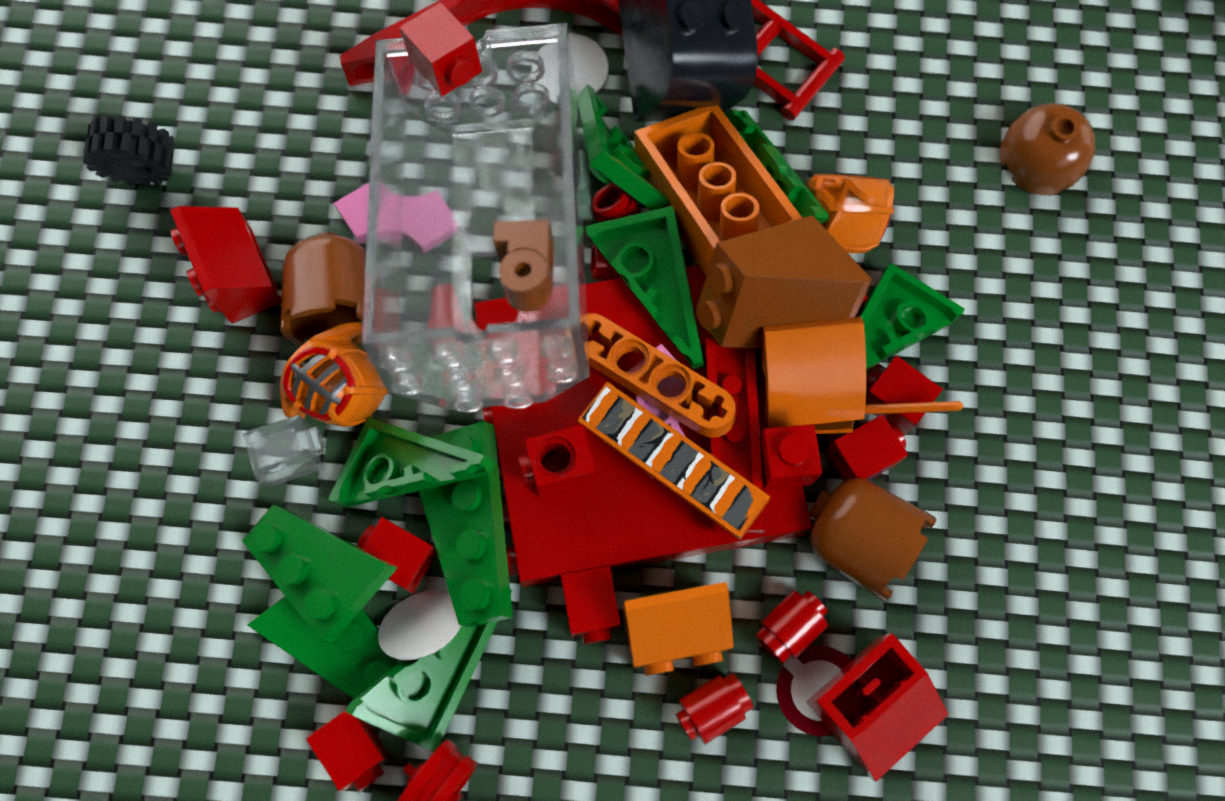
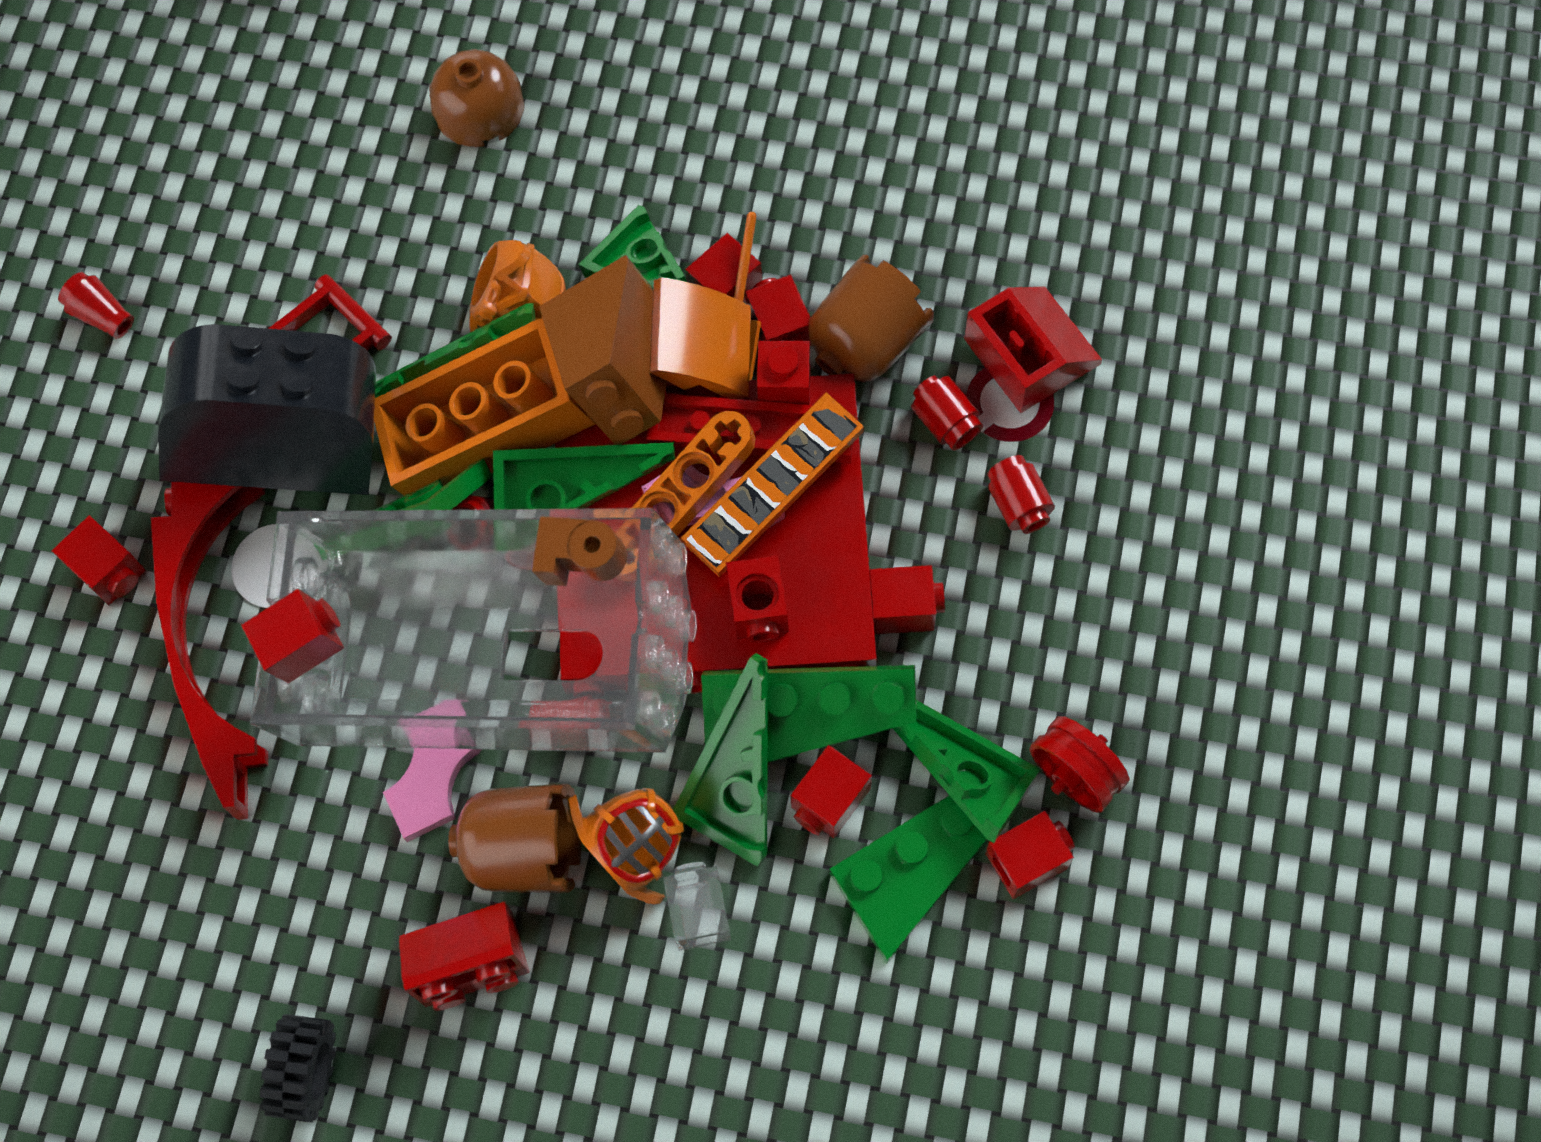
camera: 75 degrees left, 5 degrees down
(316, 570) = (838, 872): green wing -> none
(418, 626) = (908, 771): white sticker -> none
(678, 627) = (939, 512): orange slope -> none

